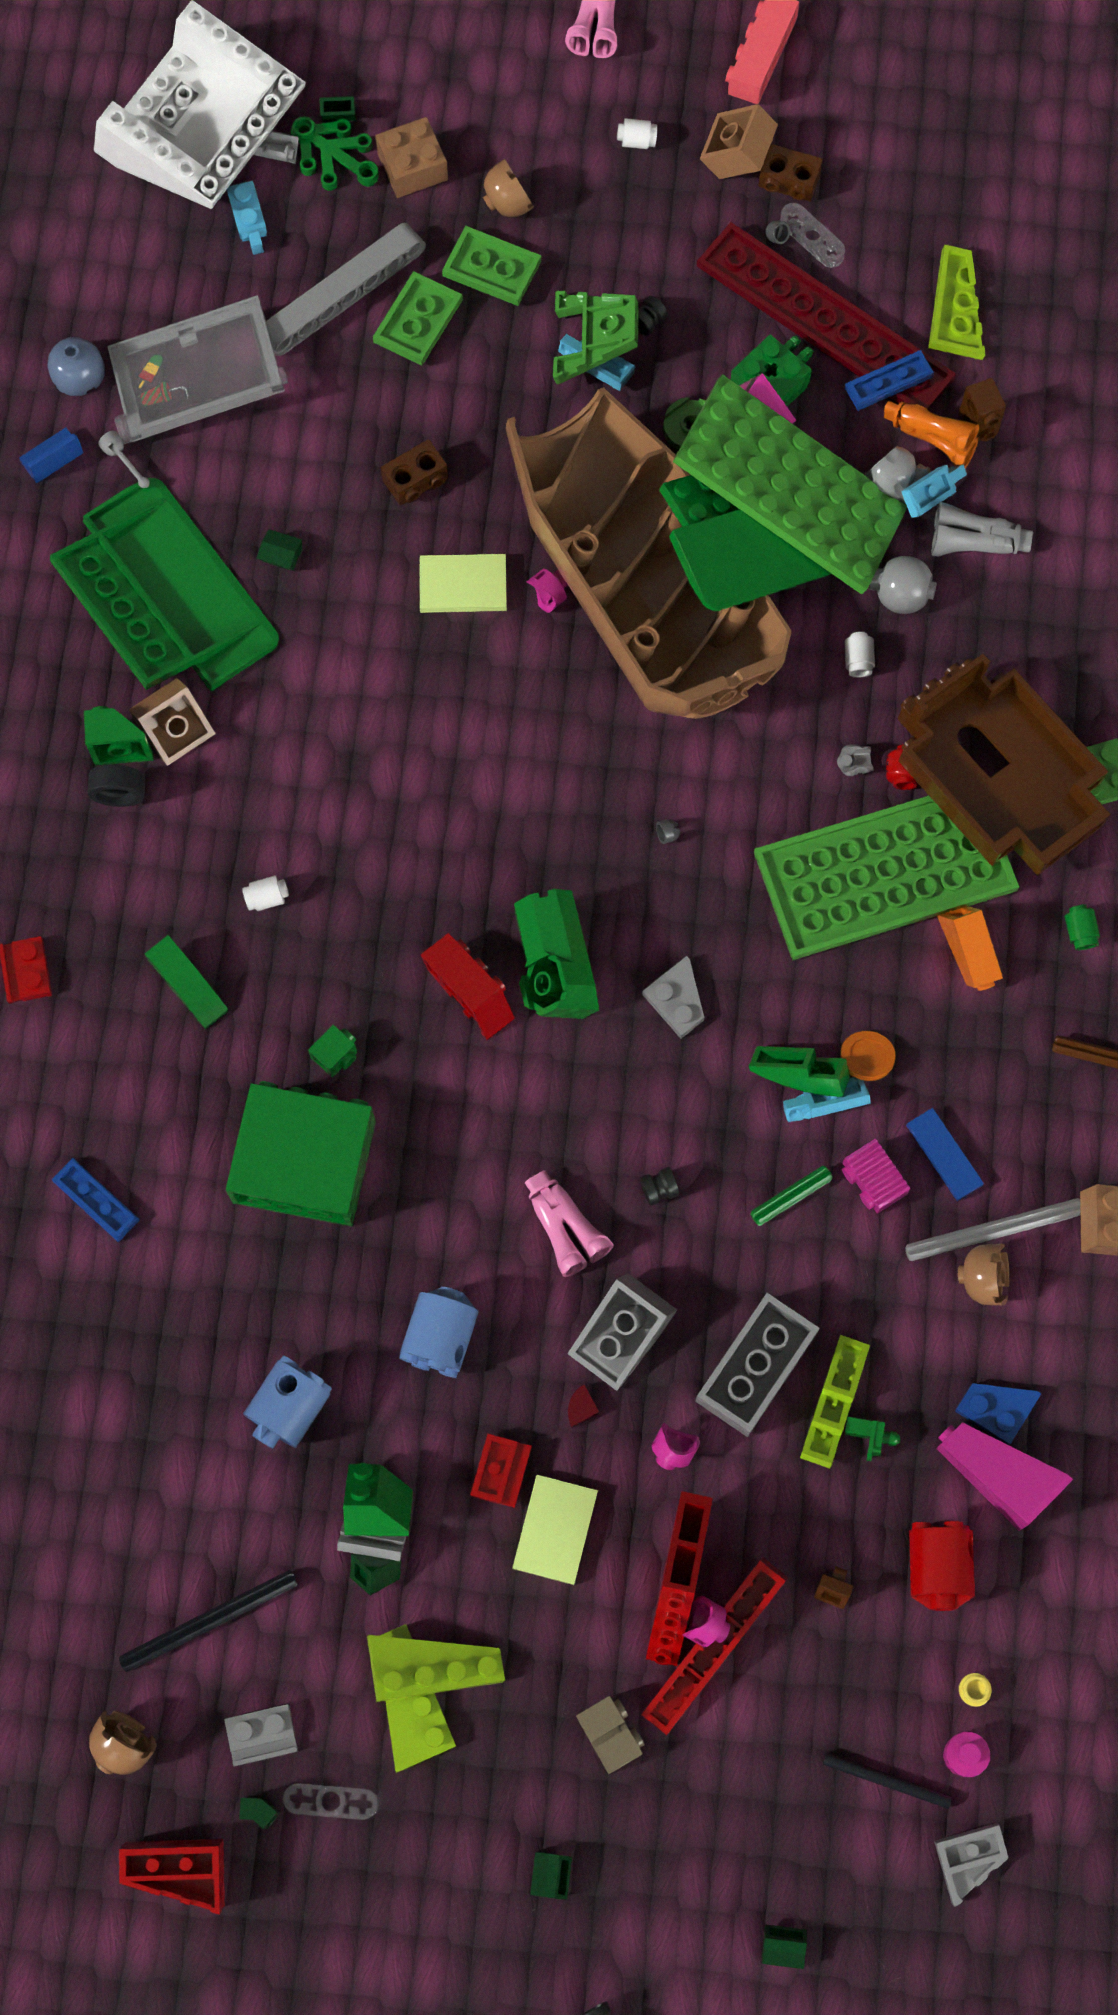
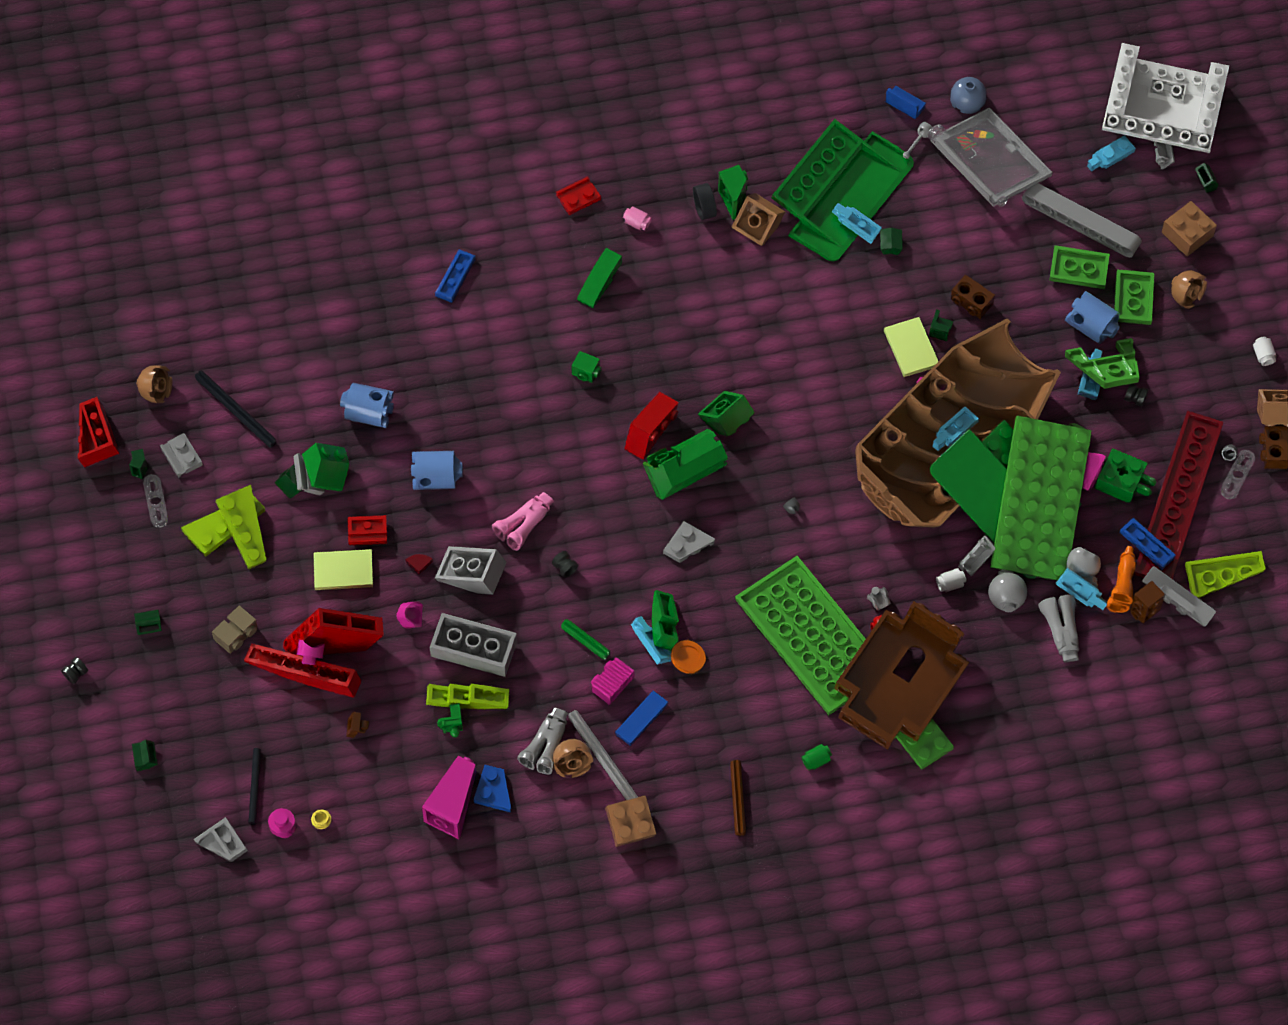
camera: 70 degrees right, 10 degrees down
(102, 895) = (637, 218): none -> bright pink brick
(232, 585) = (857, 222): none -> medium azure hinge
(265, 893) = (669, 302): white brick -> none
(301, 1153) = (516, 367): green brick -> none
(333, 149) = (1176, 184): green plant -> none
(446, 533) = (940, 327): none -> dark green panel
(483, 872) = (727, 413): none -> green slope
(514, 324) = (1093, 318): none -> medium blue cylinder
(640, 559) = (955, 428): none -> medium azure hinge
(836, 605) = (977, 556): none -> light grey hinge
(931, 1294) = (550, 732): none -> light grey piece
(941, 1565) = (387, 775): red cylinder -> none
(971, 946) = (778, 694): orange slope -> none
(993, 362) = (1180, 597): none -> light grey bracket

